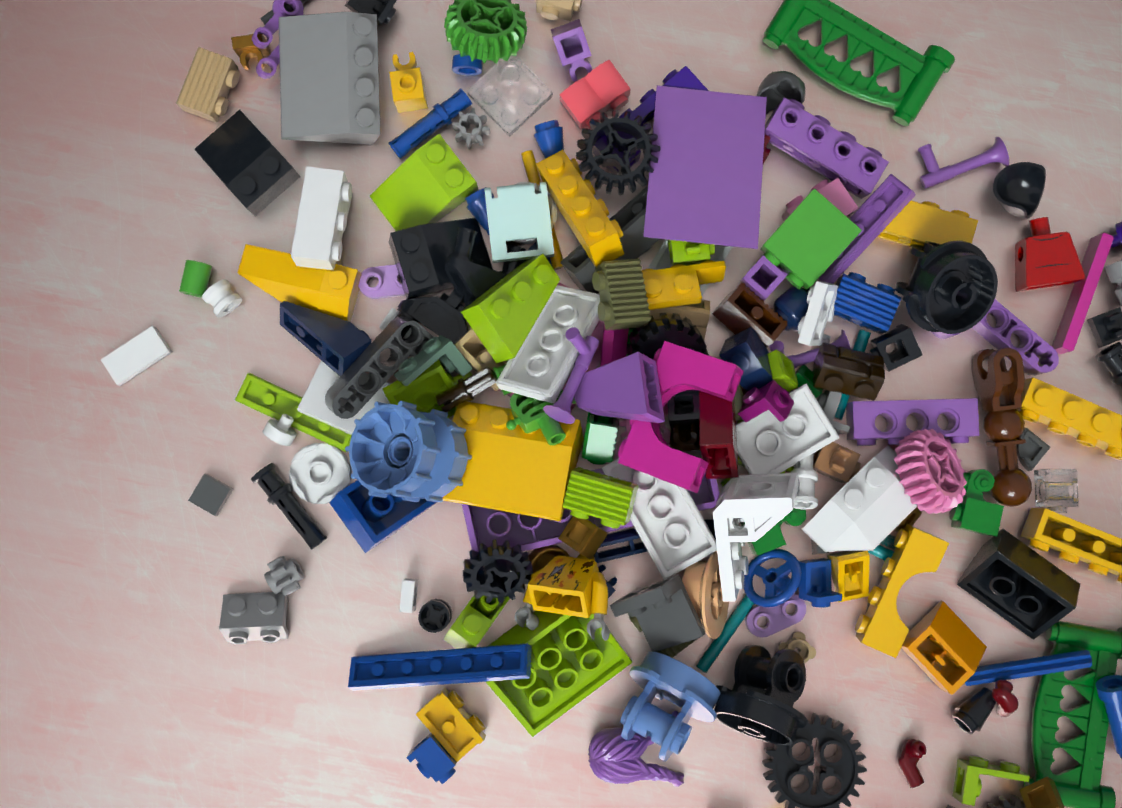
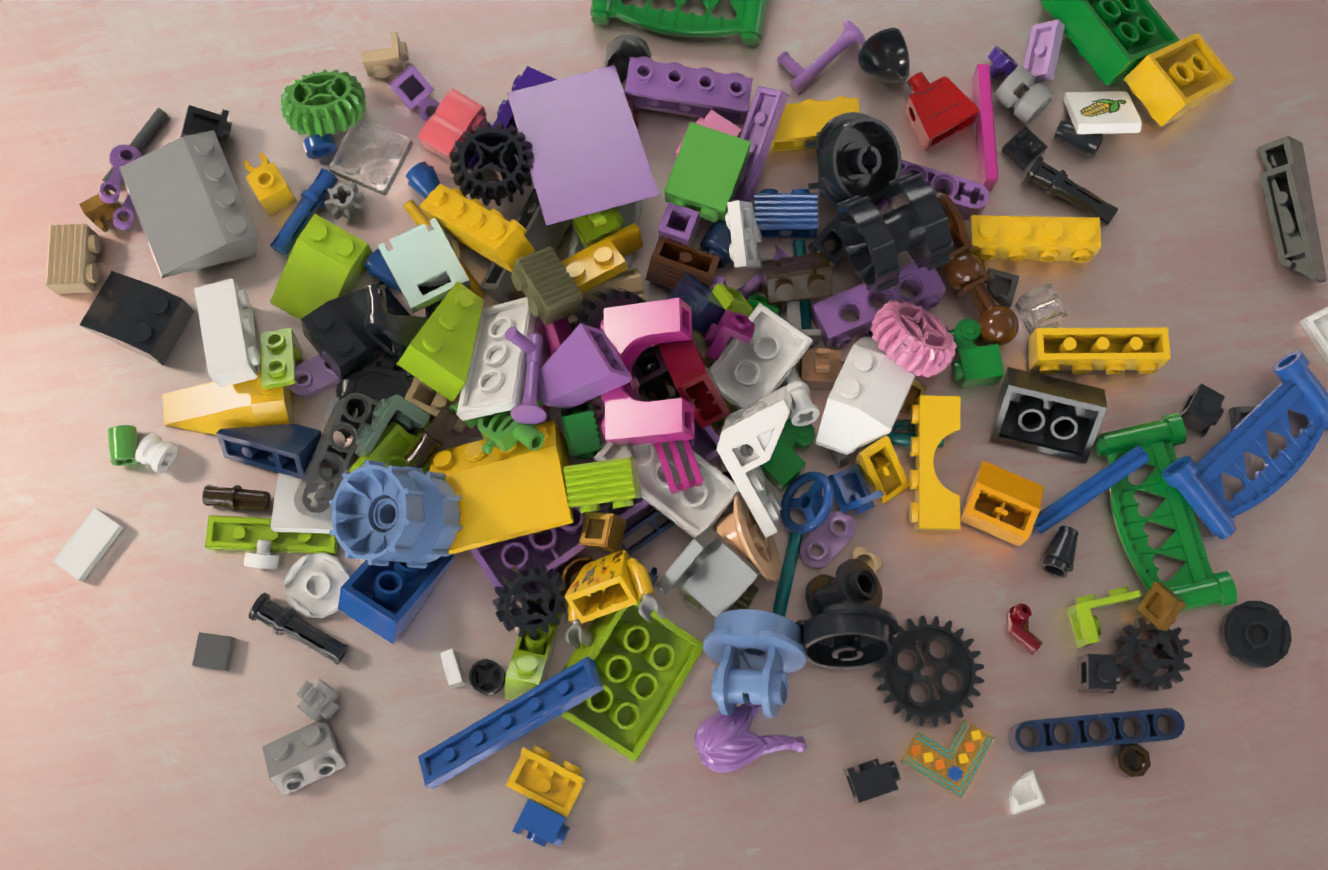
camera: 20 degrees left, 10 degrees down
(277, 367) = (236, 498): none -> dark brown axle
(357, 258) = (277, 357): none -> lime bracket
(674, 507) = (679, 465): none -> dark pink tile
(976, 371) = (912, 225): none -> black piece
(1005, 700) = (1083, 527): dark red arm -> none

